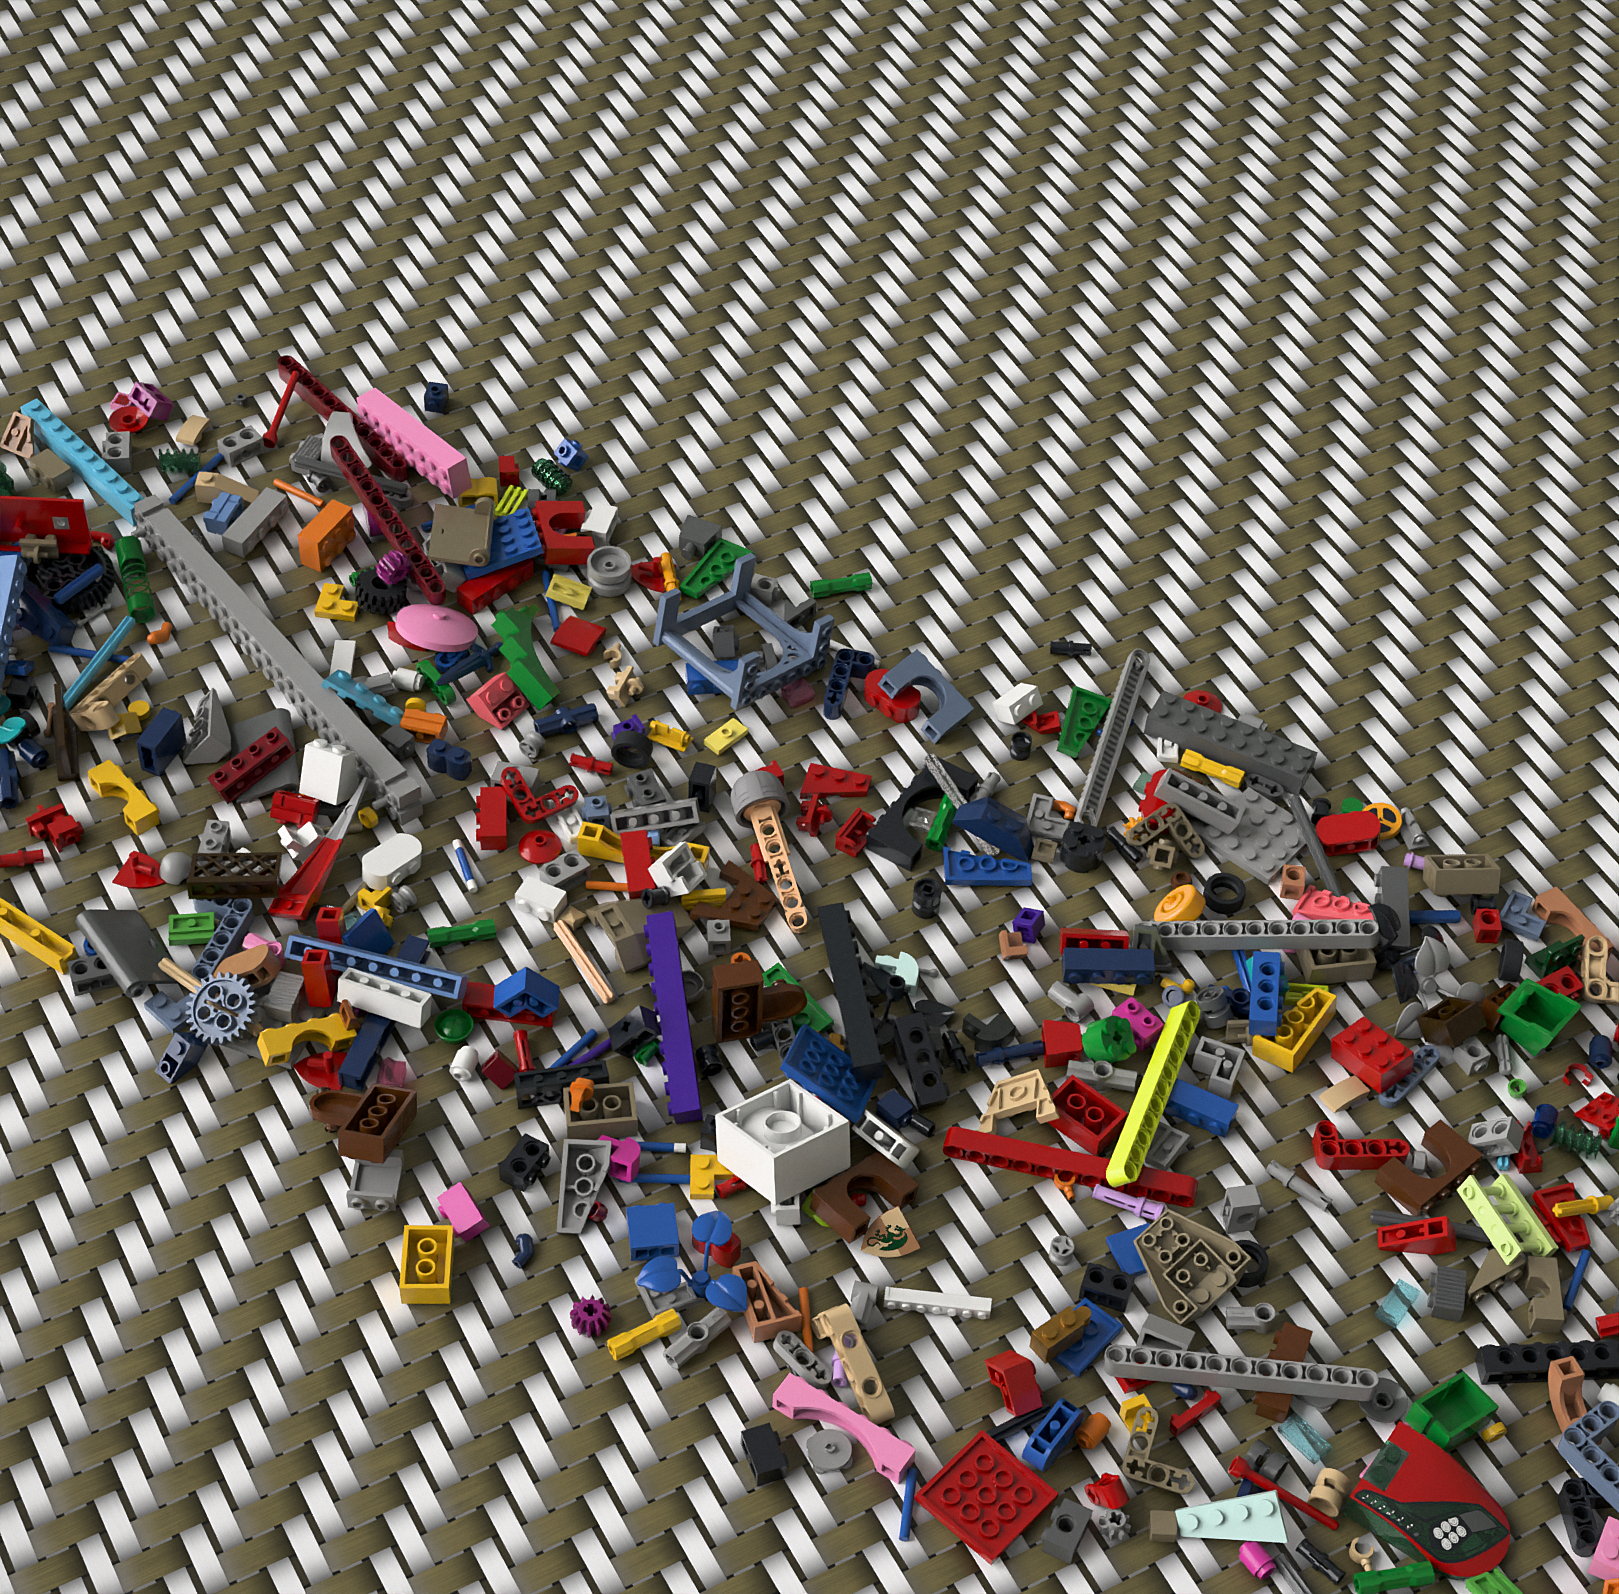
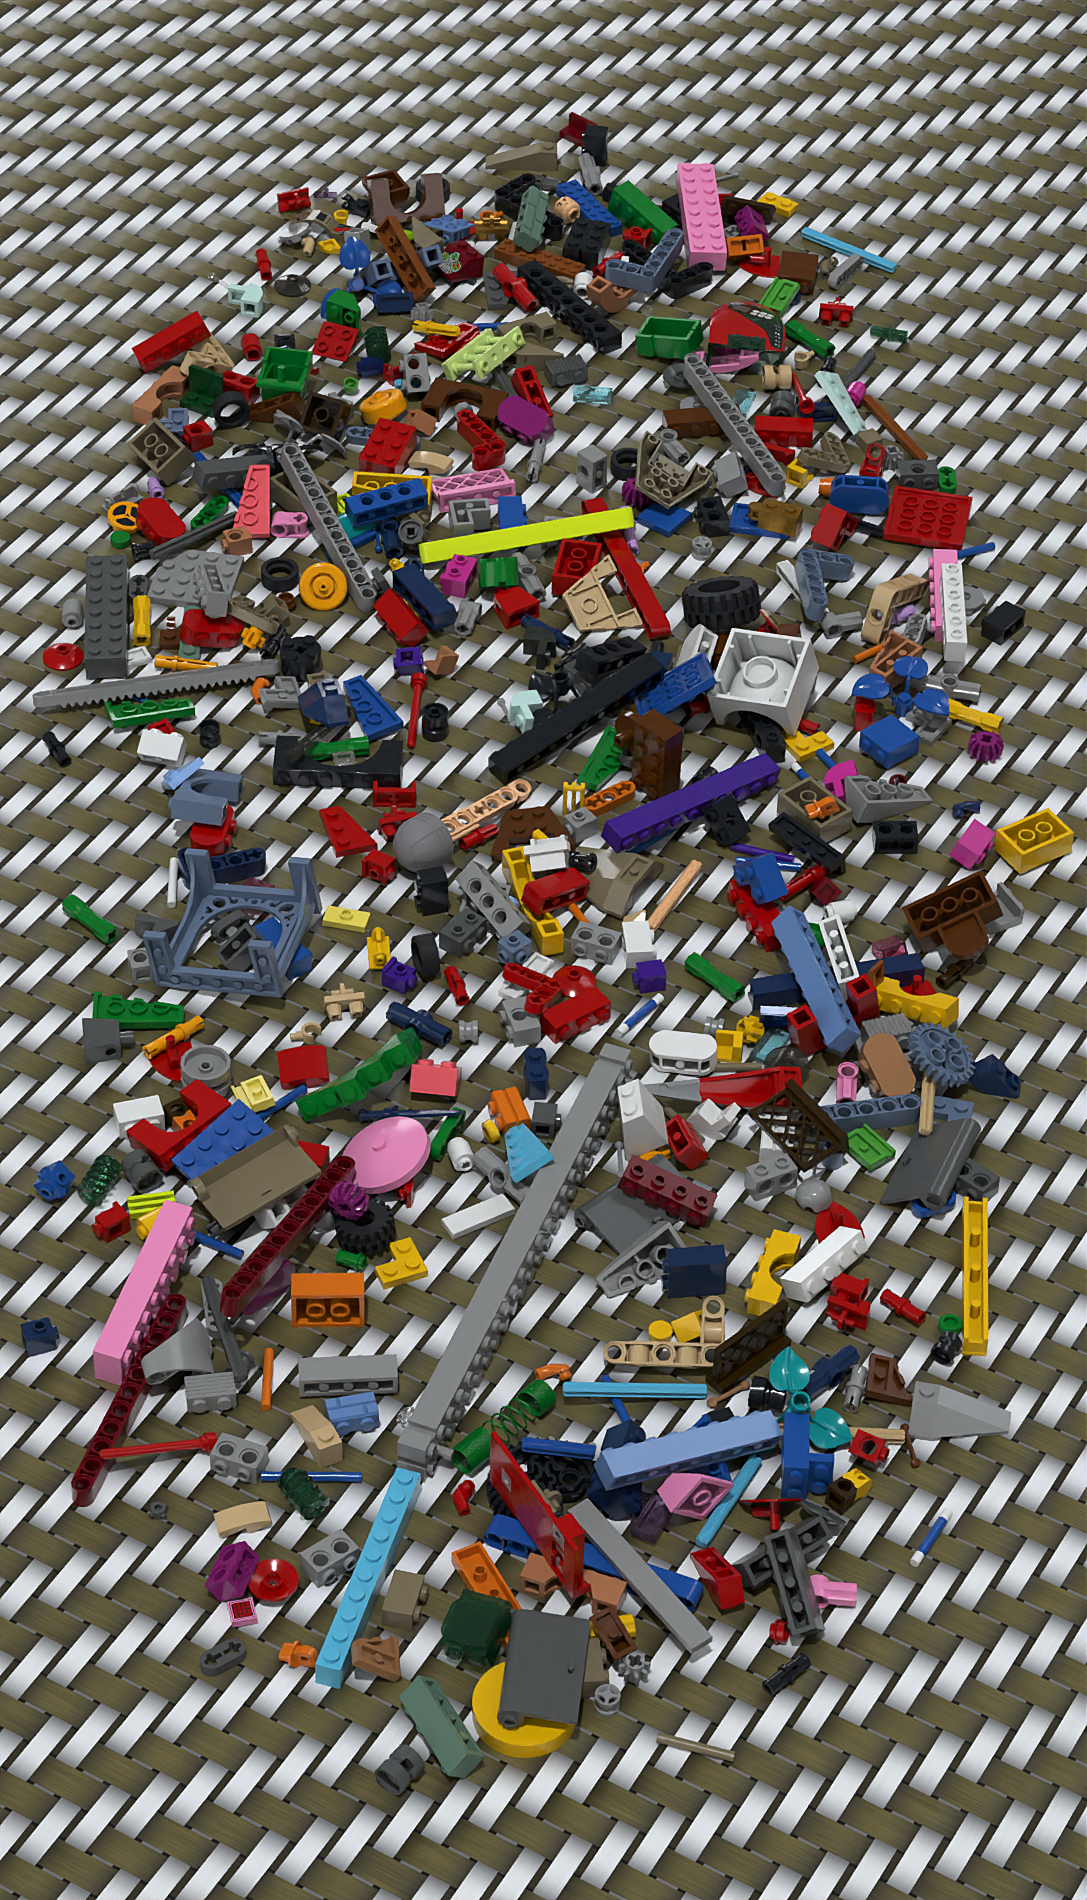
camera: 120 degrees left, 5 degrees down
(64, 410) = (298, 1654): none -> orange piece
(100, 827) = (823, 1264): none -> white brick
(101, 380) = (222, 1657): none -> dark grey beam
(497, 888) = (649, 976): none -> dark purple brick
(744, 934) = (574, 787): none -> yellow tile
(787, 1384) = (953, 612): none -> white brick
(932, 1303) = (810, 571): none -> sand blue beam
(952, 1170) = (721, 602): none -> black tyre
(961, 685) = (175, 777): none -> light blue wing
(997, 920) = (418, 683): none -> red piece
(1044, 1562) = (949, 481): none -> green beam
(1135, 768) = (176, 663): none -> light orange pin
(1172, 1569) = (894, 428): none -> dark orange axle
(1221, 1442) = (785, 430): none -> red brick
(1262, 1106) = (481, 489): none -> bright pink fence
(1355, 895) = (210, 509): none -> green beam
(1365, 1199) = (525, 420): none -> magenta brick
(1417, 1115) = (422, 421): none -> nougat panel
(1455, 1089) = (383, 404): none -> light orange wheel

